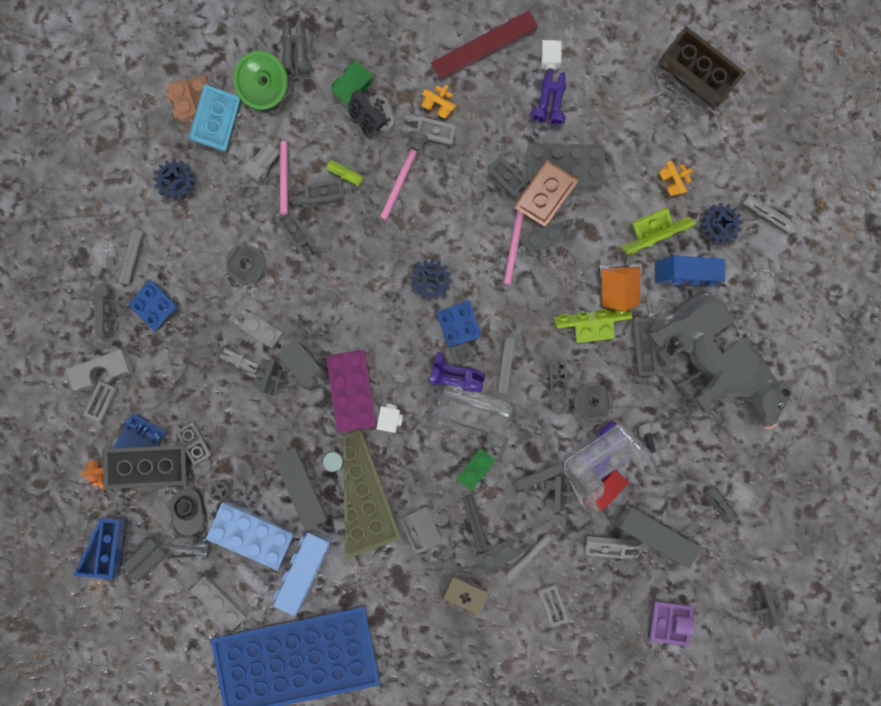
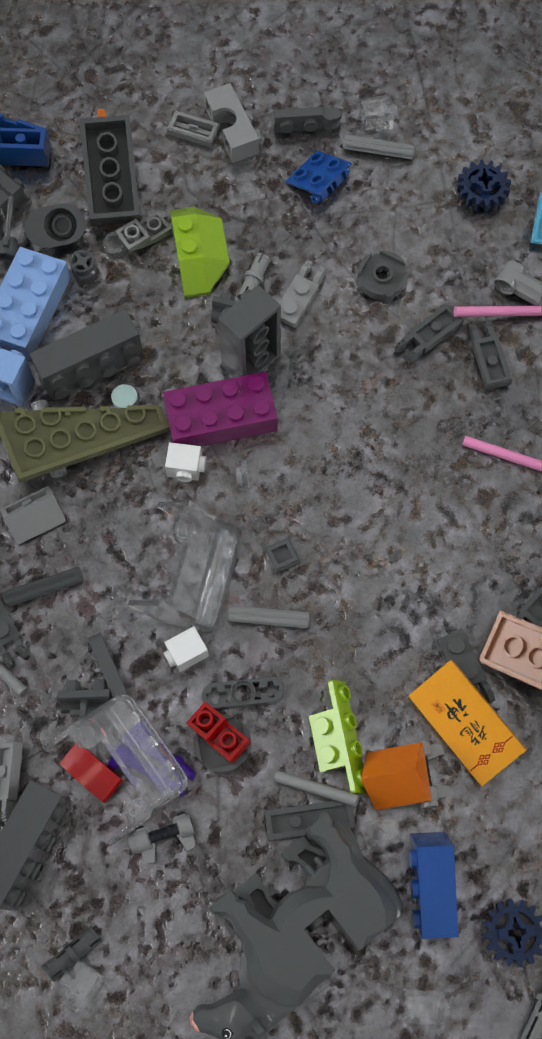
camera: 90 degrees right, 15 degrees down
(139, 434) = (154, 172): blue hinge -> none
(210, 401) = (199, 249): none -> lime wedge
(345, 172) = (520, 387): lime axle -> none
(437, 274) = (382, 493): dark blue gear -> none
(459, 324) = (323, 548): blue hinge -> none
(471, 380) = (250, 565): dark purple piece -> none
(475, 469) = (117, 578): green brick -> none
(513, 248) = (440, 618): bright pink bar -> none
(528, 423) = (185, 649): none -> white brick
(588, 238) = (467, 722): none -> light orange tile
(588, 403) = (218, 732): none -> red slope
(626, 340) = (316, 788): none -> light grey bar
(654, 228) = (495, 824): lime bracket -> none

